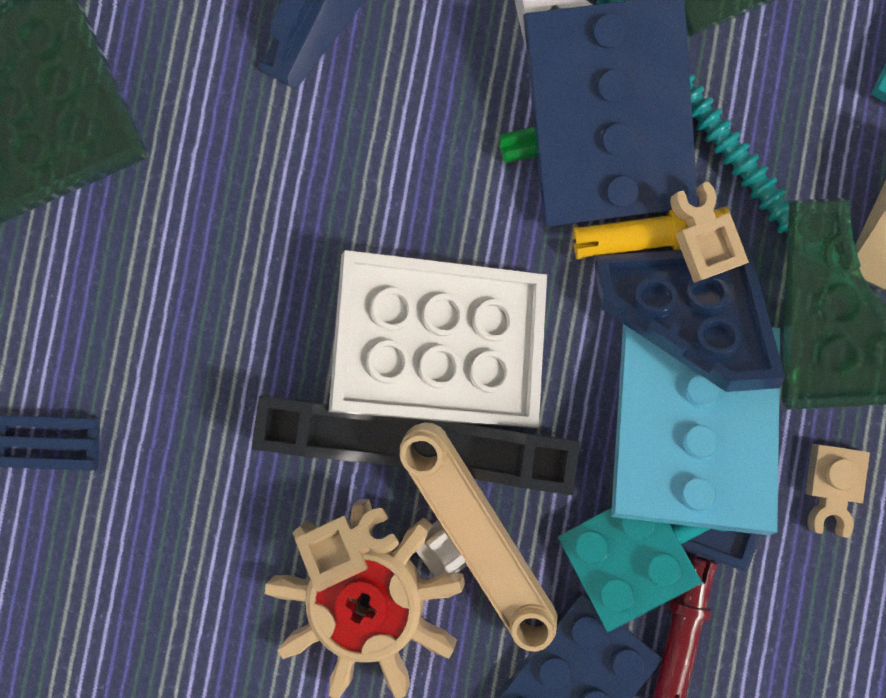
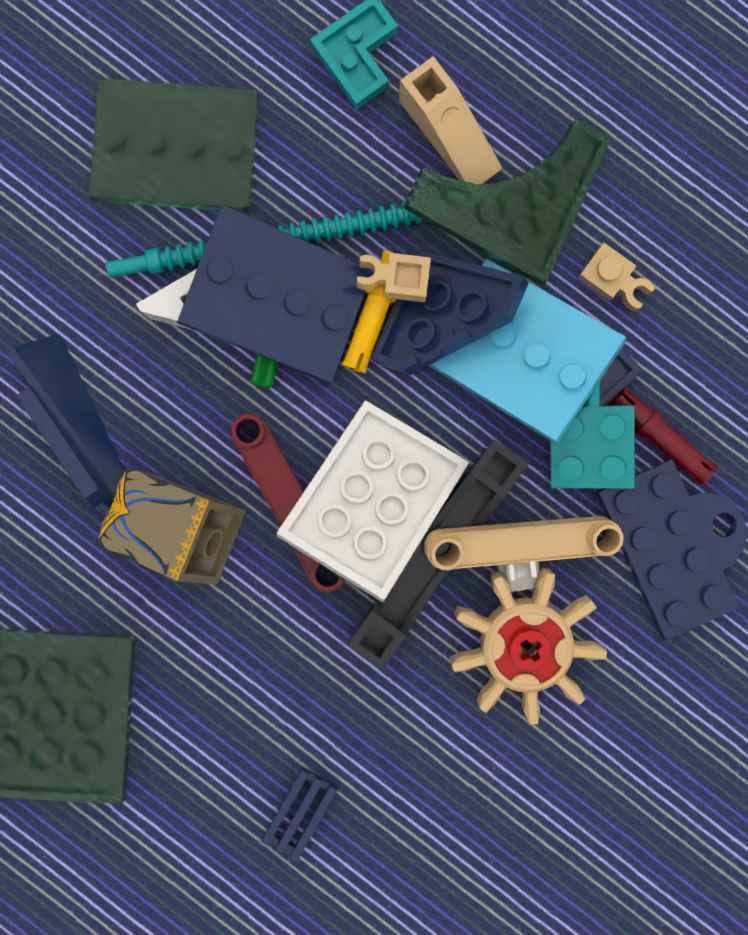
camera: 60 degrees left, 0 degrees up
(289, 131) = (170, 528): none -> dark tan slope
(337, 550) = (483, 647): tan plate -> none
(401, 222) = (276, 483): none -> dark red piece

